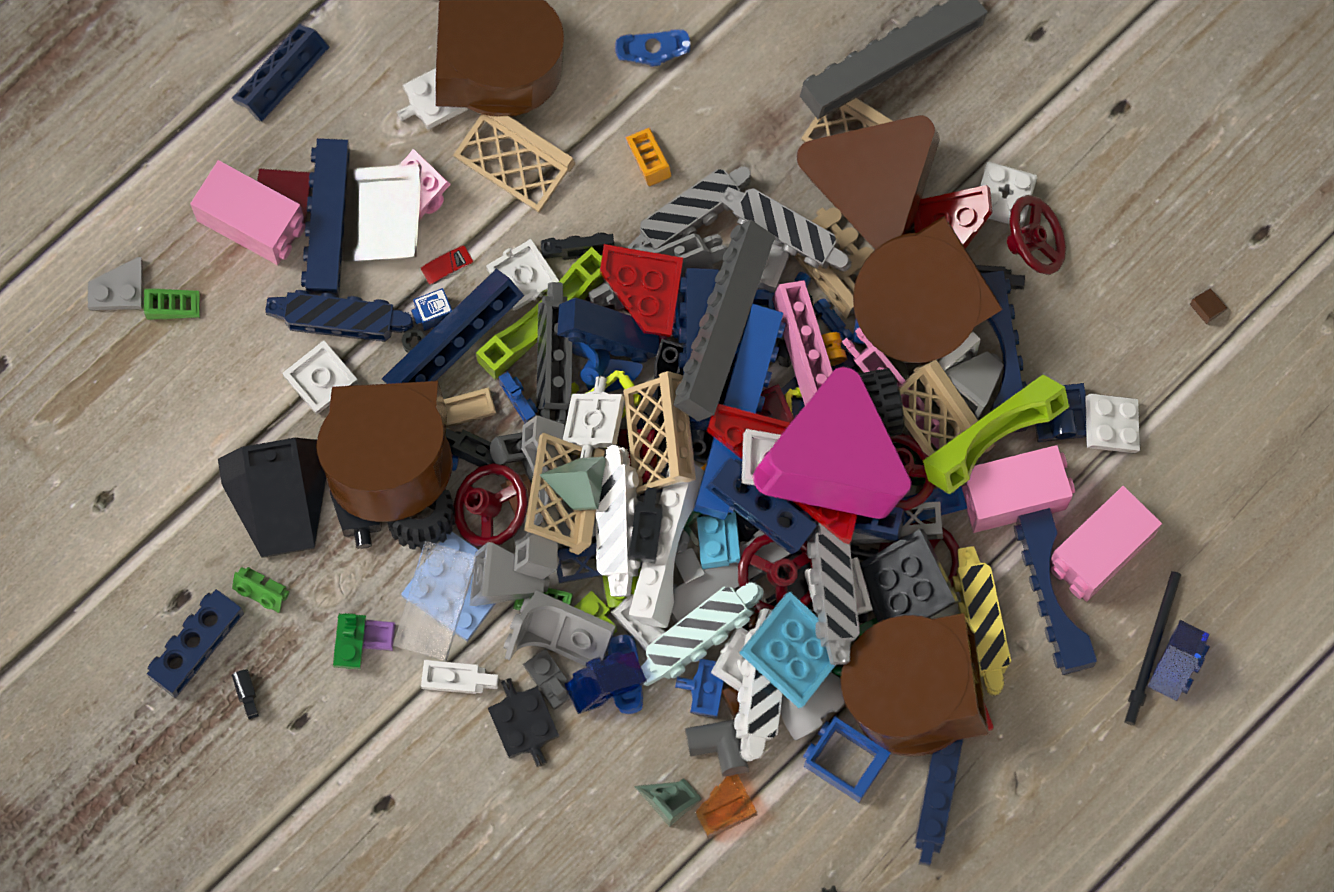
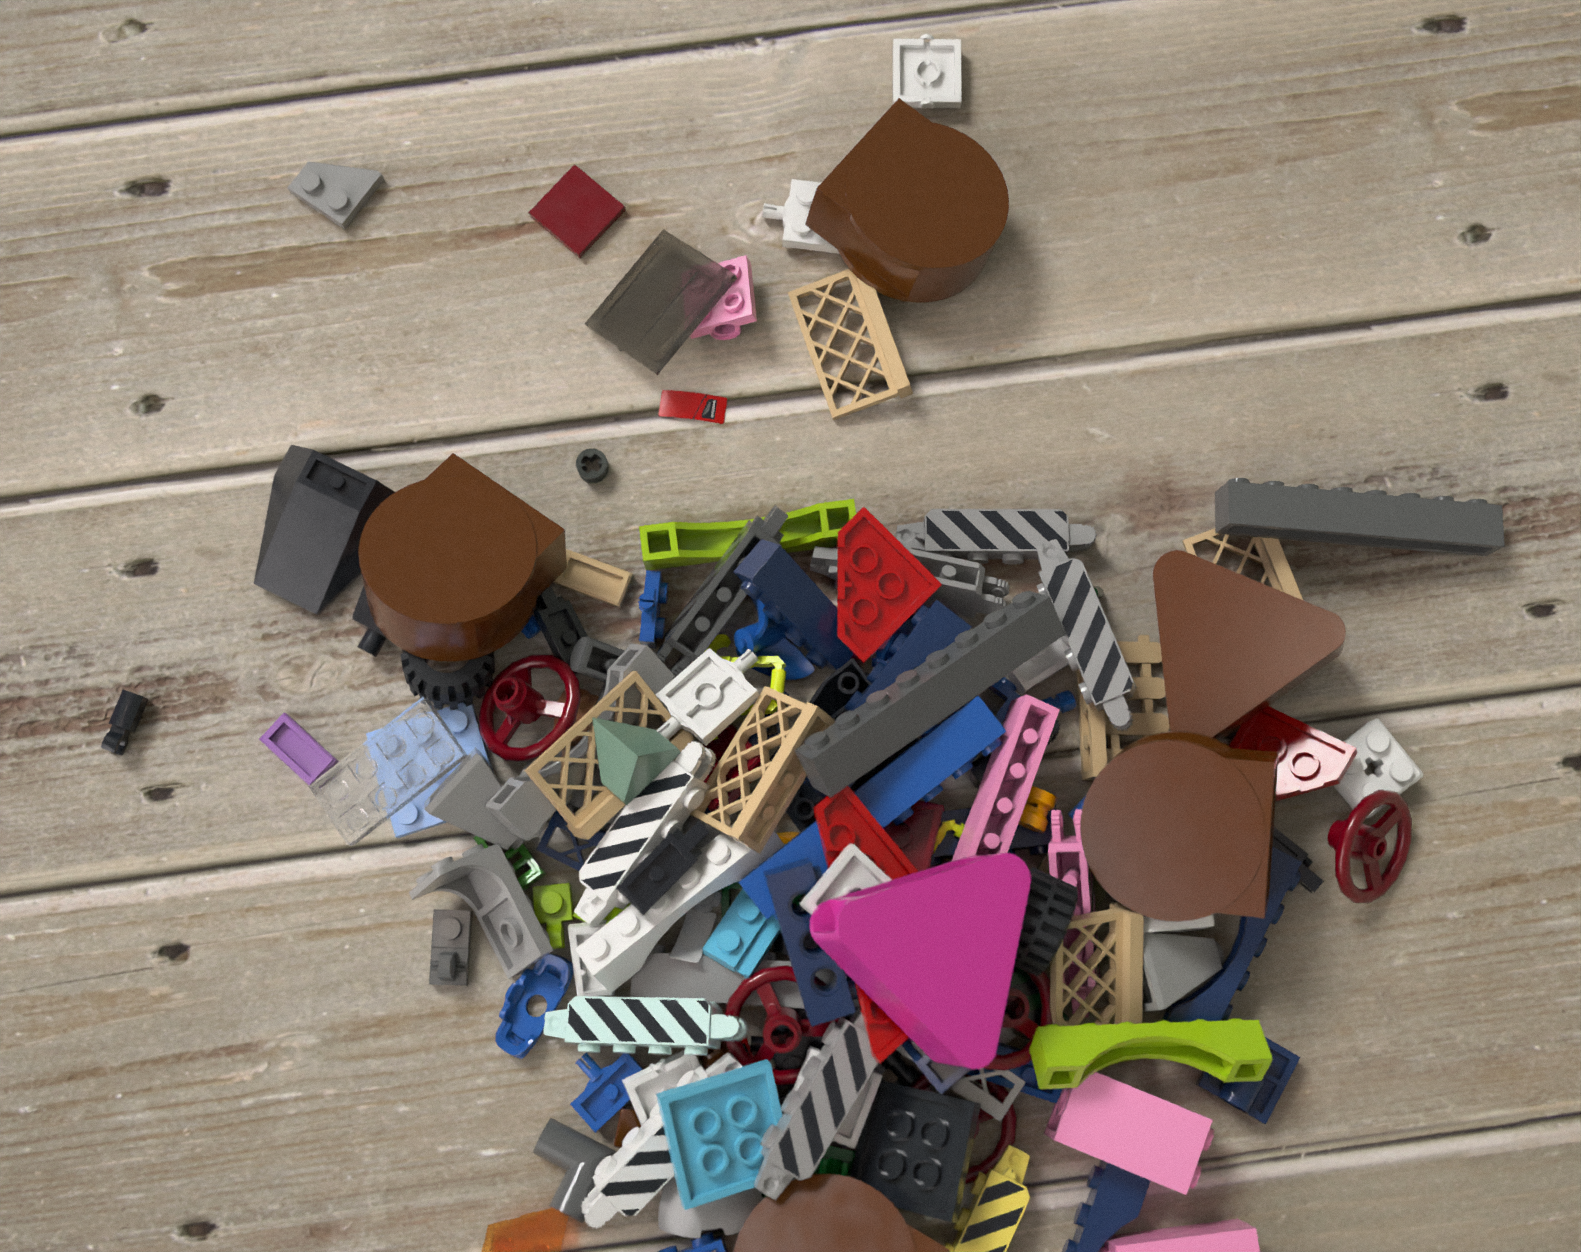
camera: 40 degrees right, 5 degrees up
(171, 313) = (356, 230): bright green slope -> none
(175, 680) = (56, 632): dark blue brick -> none
(248, 213) = (520, 201): bright pink brick -> none
(248, 584) = (229, 630): bright green hinge -> none
(281, 72) = (676, 78): dark blue fence -> none
(317, 374) = (464, 428): white plate -> none
(327, 217) = (601, 265): dark blue brick -> none
(338, 316) = (533, 381): dark blue hinge -> none
(349, 641) = (270, 745): green plate -> none
(431, 309) = (636, 444): blue brick -> none
(456, 677) = (352, 871): white hinge -> none
(457, 331) = (635, 489): dark blue brick -> none
(523, 722) = (385, 975): black plate -> none
(526, 270) = (761, 474): white plate -> none
(575, 246) = (843, 486): black hinge -> none
(604, 680) = (494, 1001): clear blue brick -> none
(655, 171) = (995, 463): light orange slope -> none
(670, 799) = (472, 1185): sand green slope -> none
(672, 44) = (1117, 336): blue piece -> none
(832, 319) = (1064, 773): blue axle -> none
(1112, 423) = (1299, 1130): white plate -> none
(1208, 305) = (1515, 1071): reddish brown slope -> none

